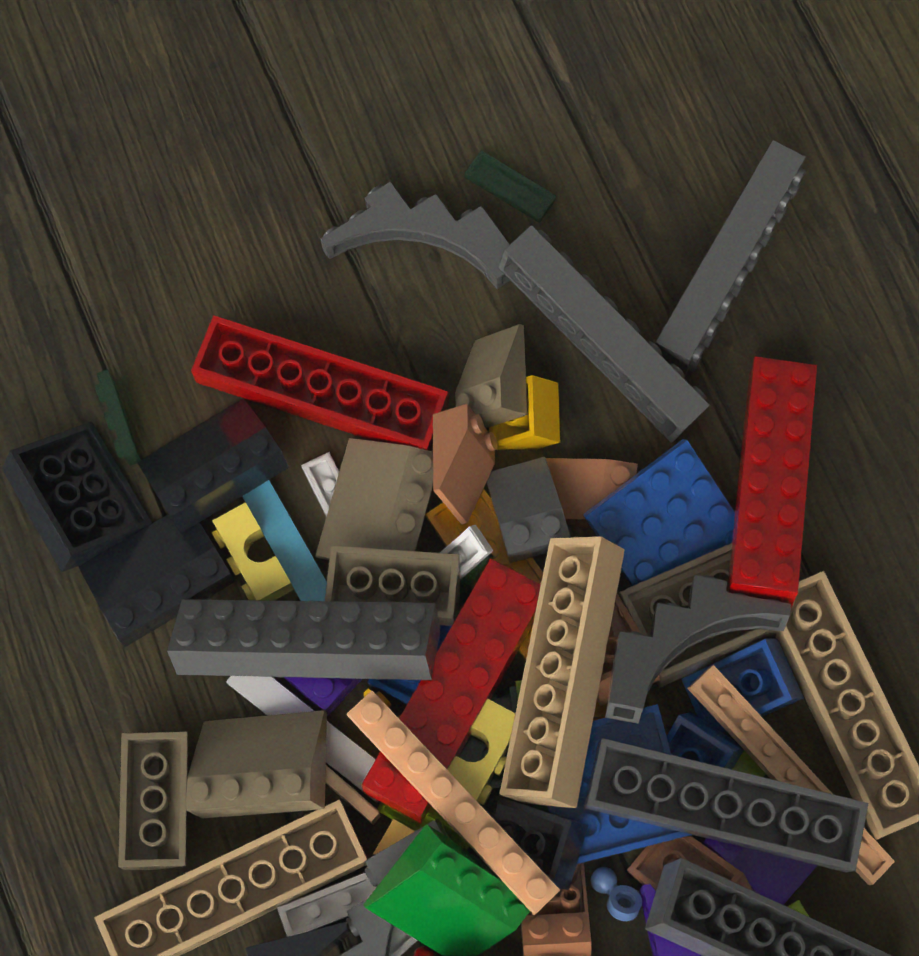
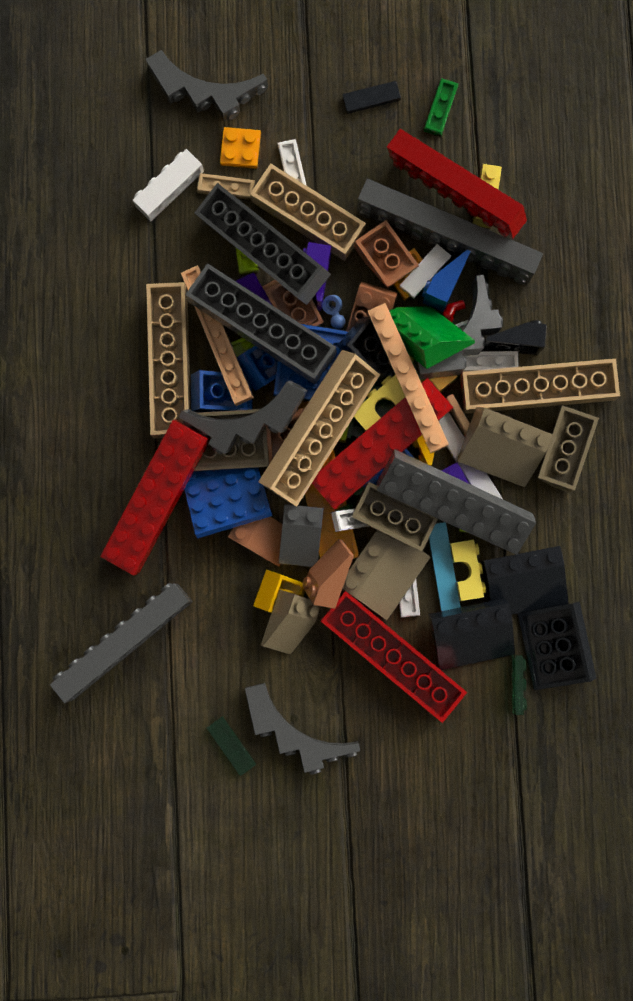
camera: 160 degrees left, 10 degrees up
(602, 333) = (217, 622): dark grey brick -> none

